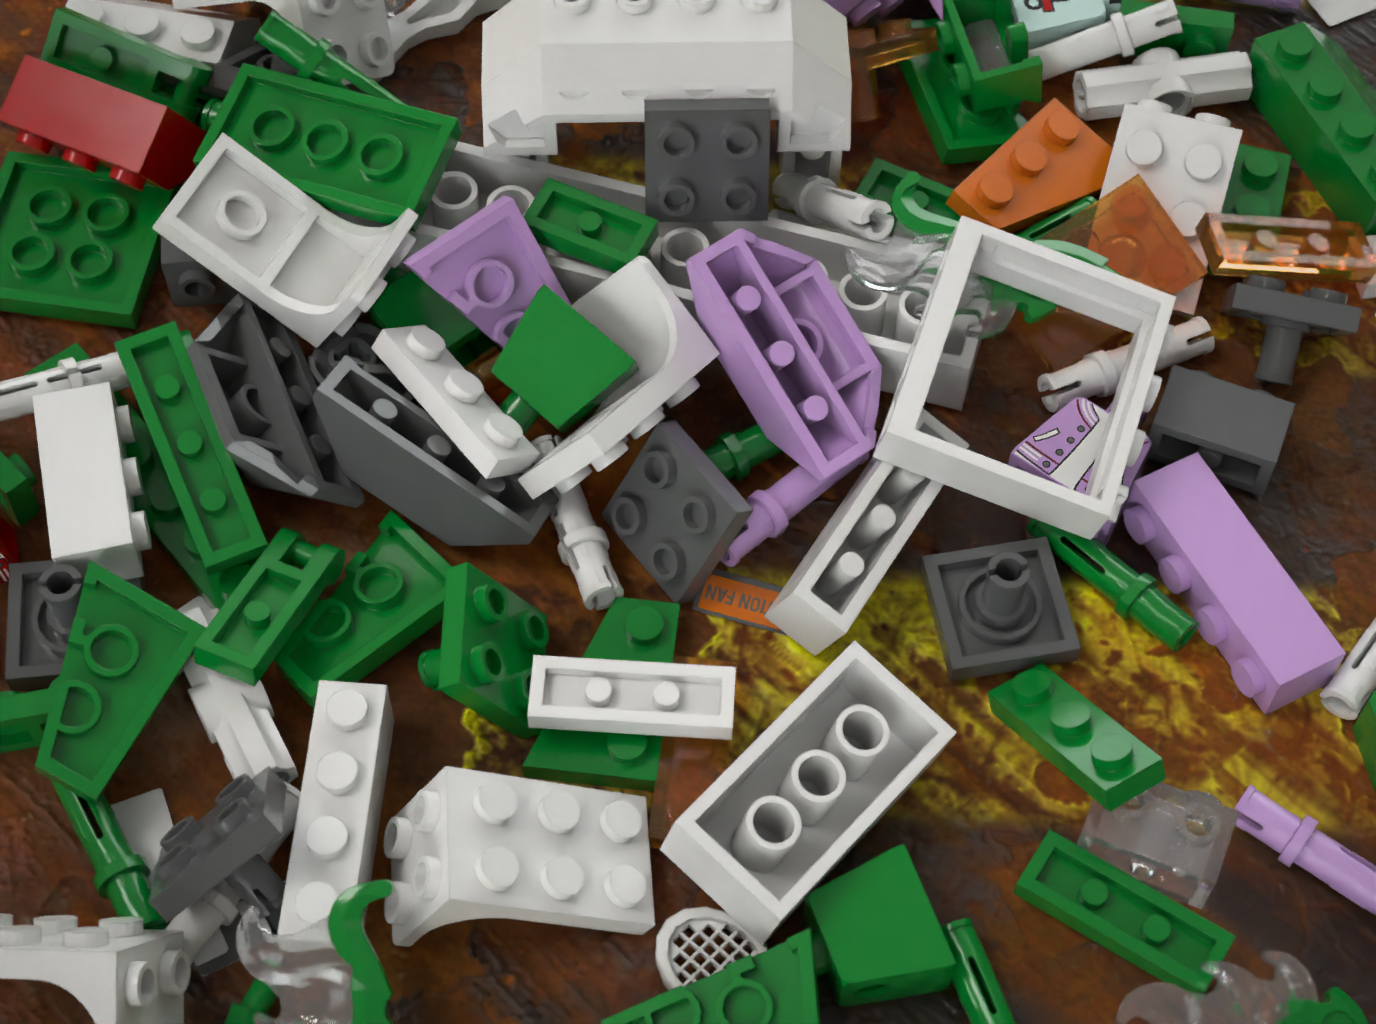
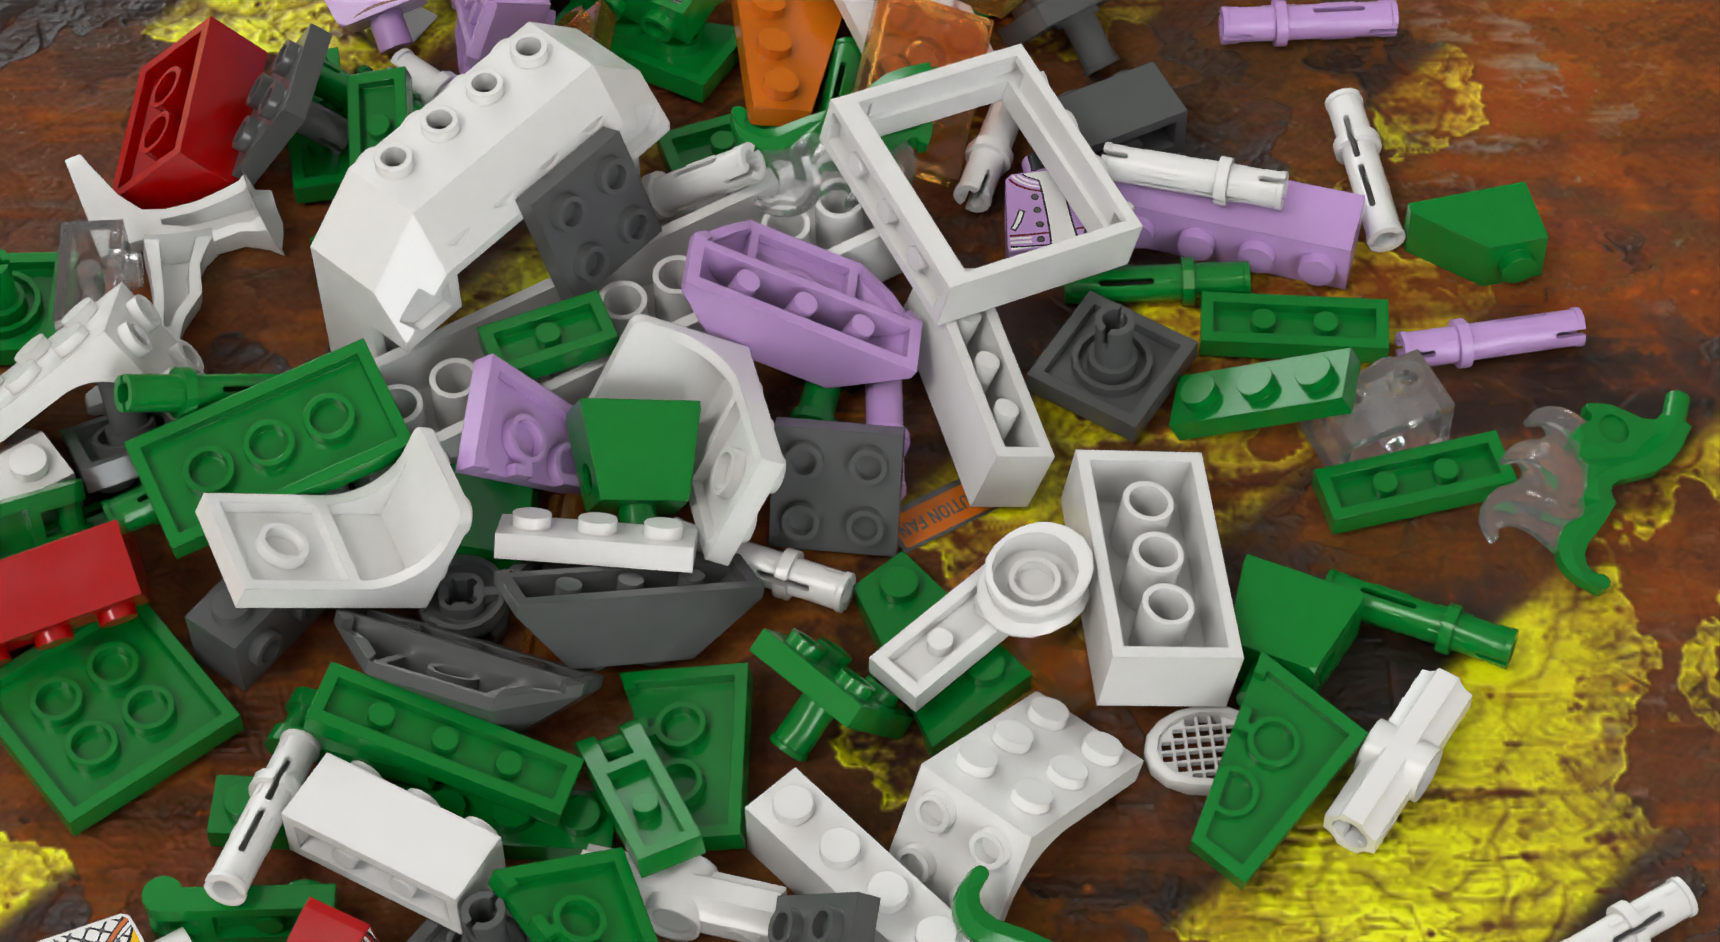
camera: 45 degrees left, 5 degrees down
(705, 711) = (1035, 580): none -> white piece
(1177, 707) = (1292, 325): none -> green plate
(1229, 536) = (1196, 176): none -> white pin

